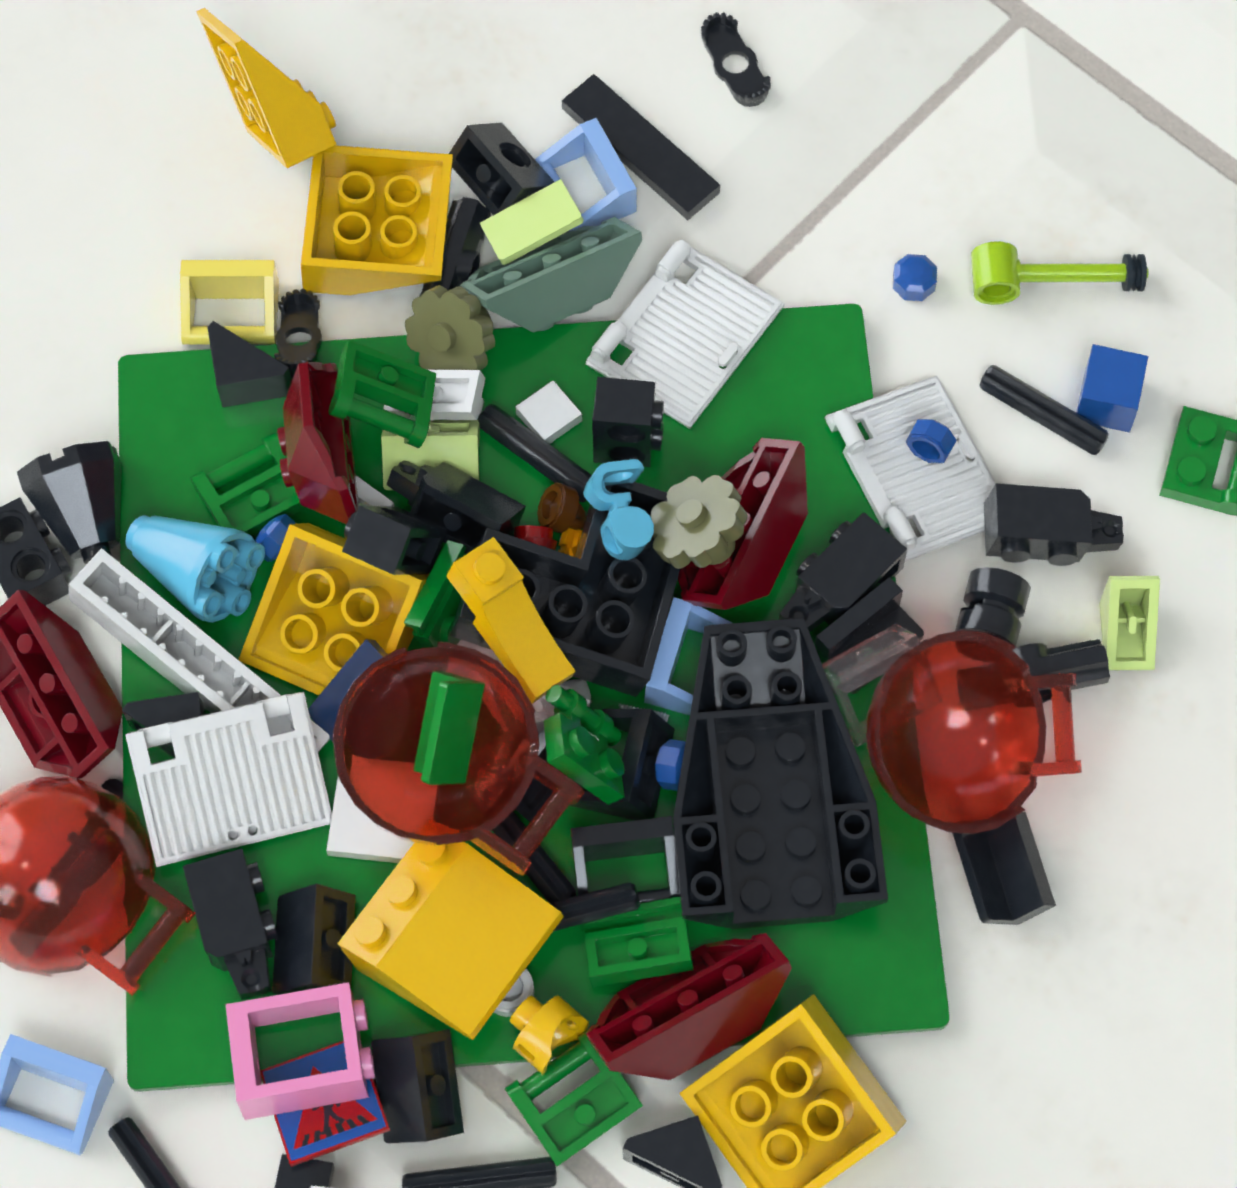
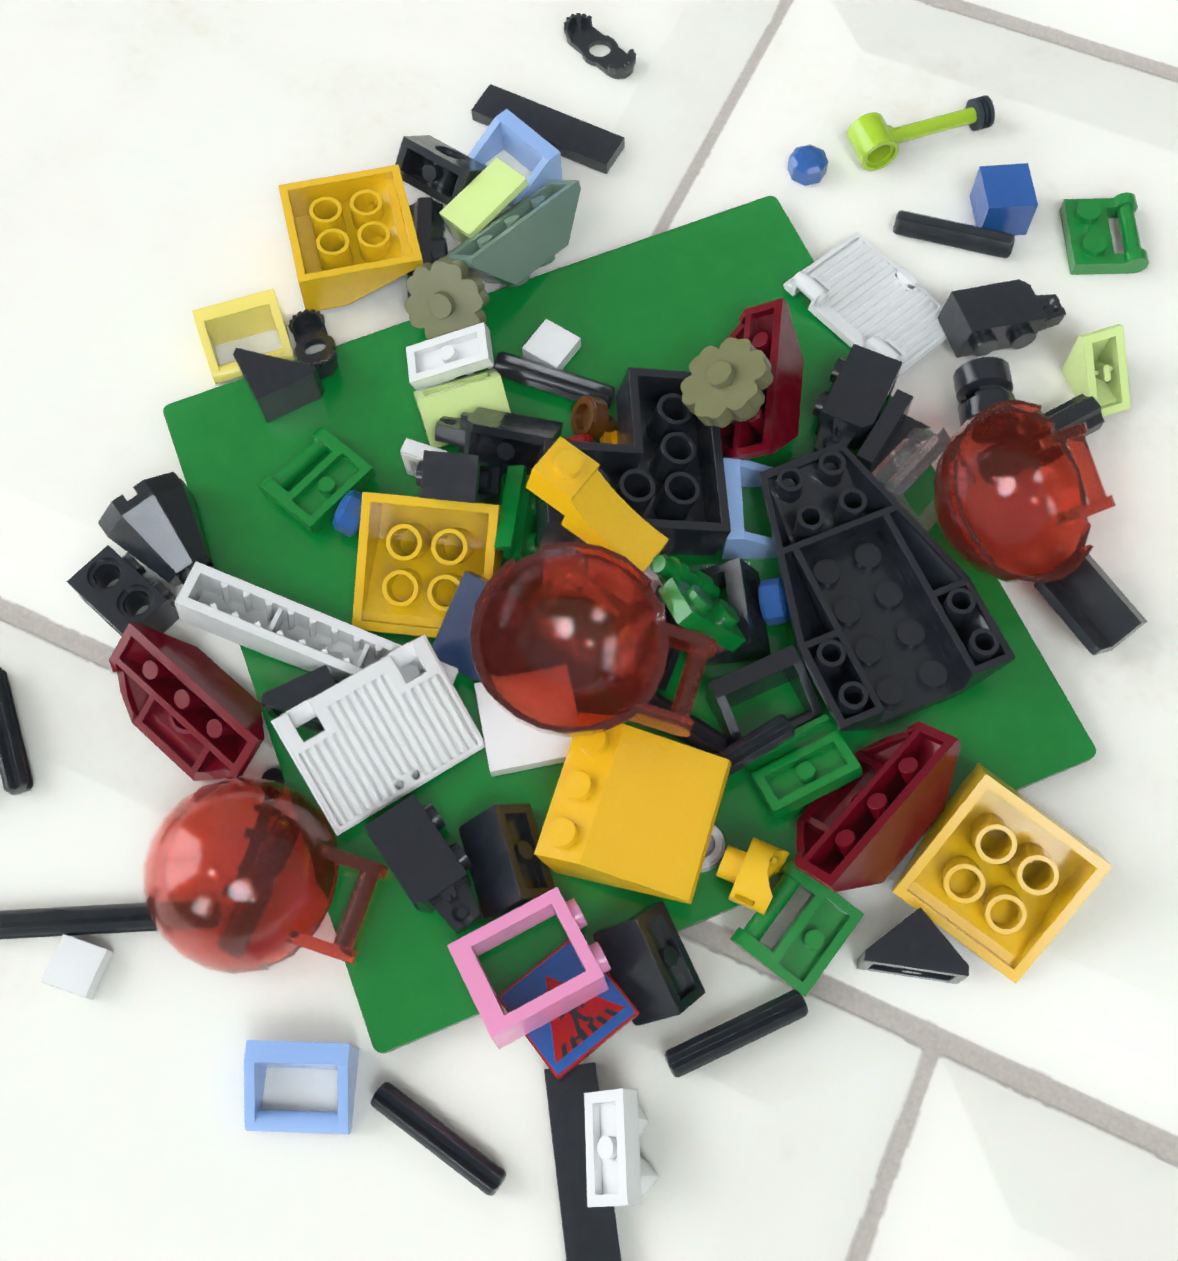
camera: 15 degrees left, 0 degrees up
(198, 563) = (289, 553): medium azure cone -> none
(270, 104) = (223, 152): yellow slope -> none
(318, 444) = (362, 420): dark red wedge -> none
(386, 382) = (408, 349): green plate -> none
(448, 728) = (574, 622): green panel -> none
(626, 421) = (625, 327): black brick -> none
(626, 527) = (666, 404): medium azure leg -> none
(686, 332) = (640, 256): white window -> none
(931, 441) = (880, 277): blue tile -> none

